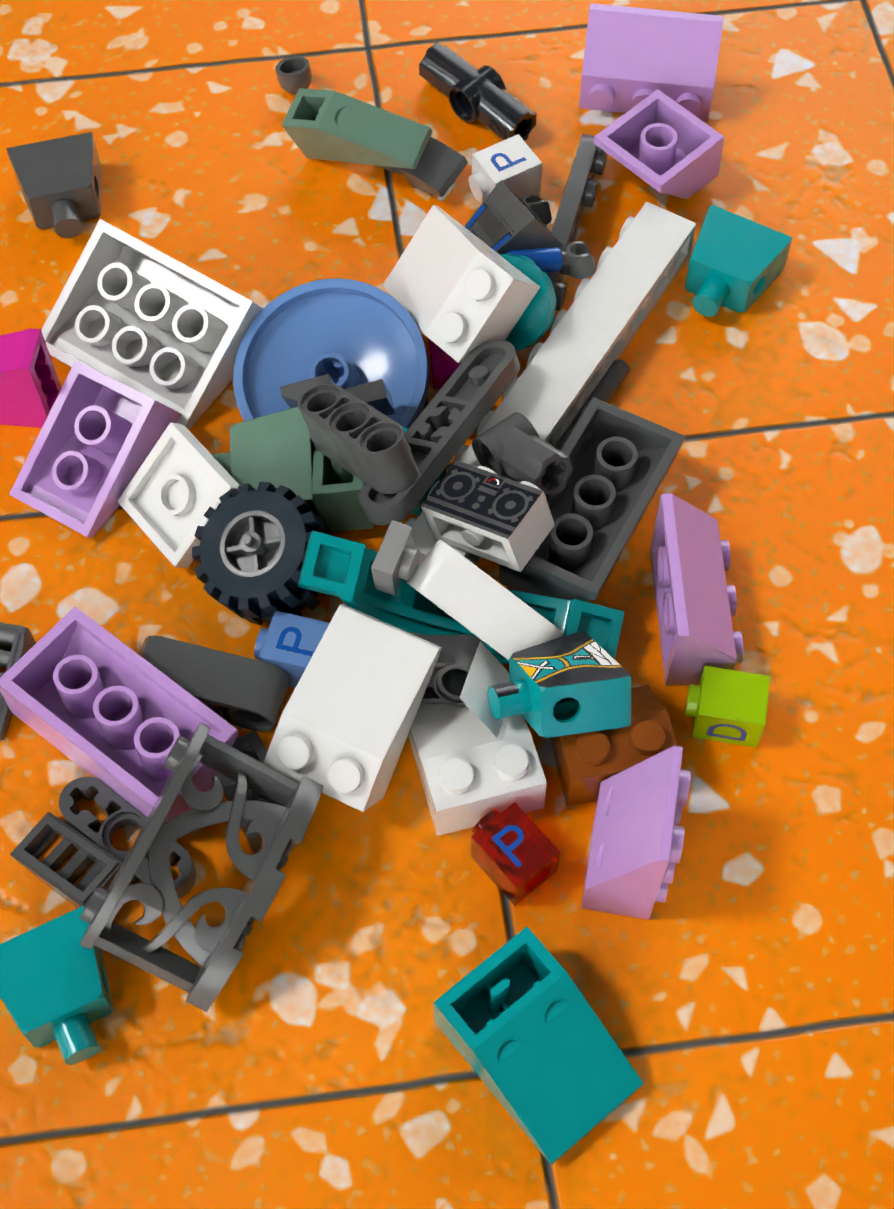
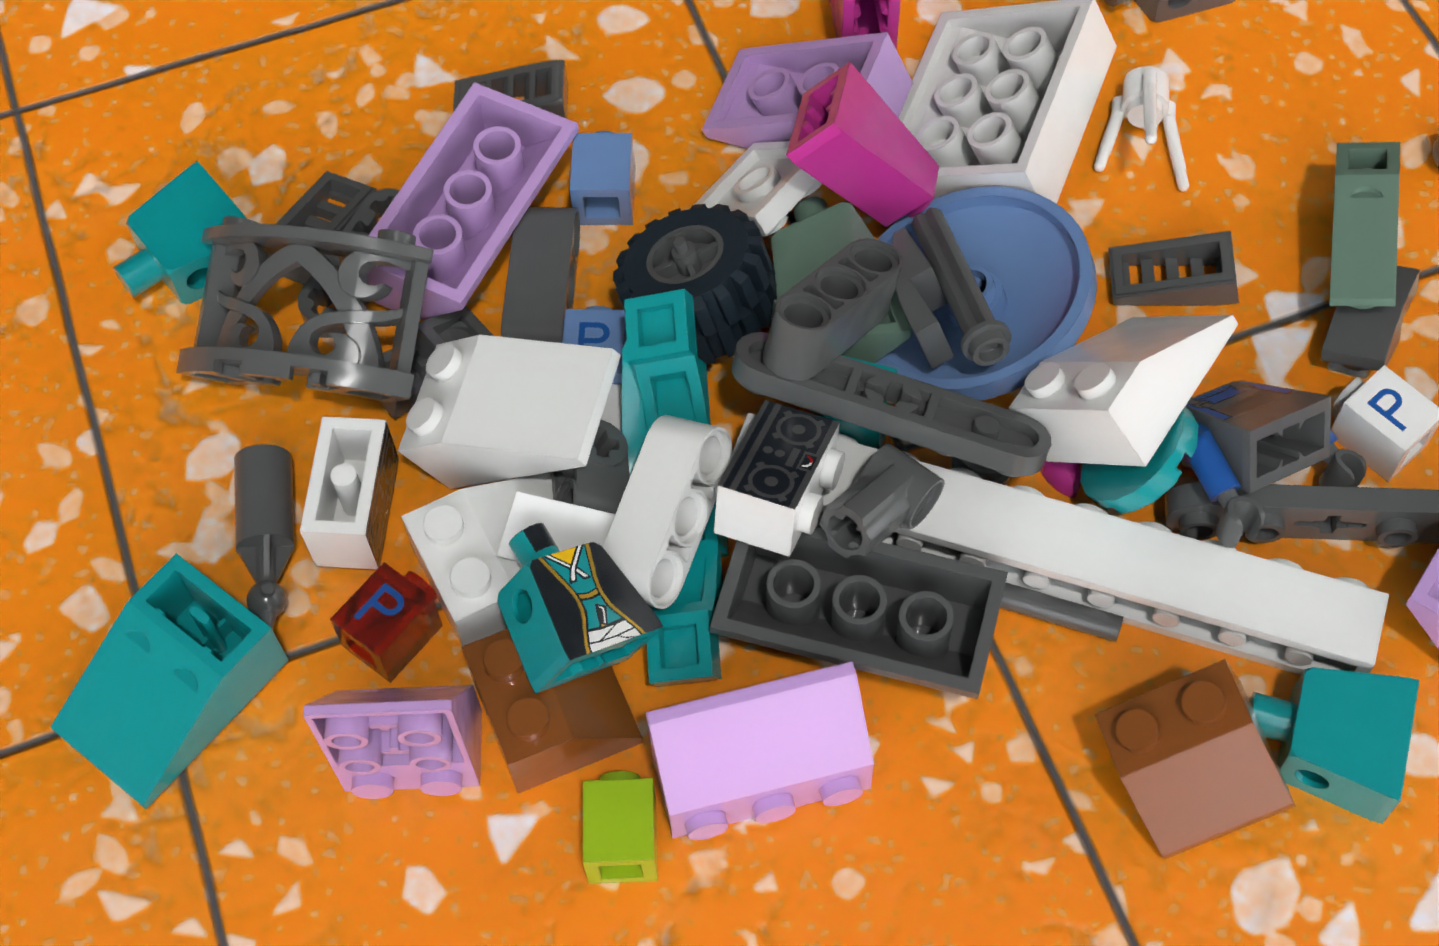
camera: 80 degrees right, 0 degrees up
(120, 608) = (603, 178): none -> medium blue brick
(185, 233) = (1145, 105): none -> white plant
(187, 397) = (861, 148): none -> dark pink slope
(343, 369) = (984, 338): none -> dark grey axle
(347, 227) = (1192, 251): none -> dark grey slope
(389, 860) = (349, 493): none -> white brick
(391, 948) = (264, 523): none -> dark grey wheel
(395, 559) = (681, 385): light grey plate -> none
(739, 337) = (1195, 759): none -> slope

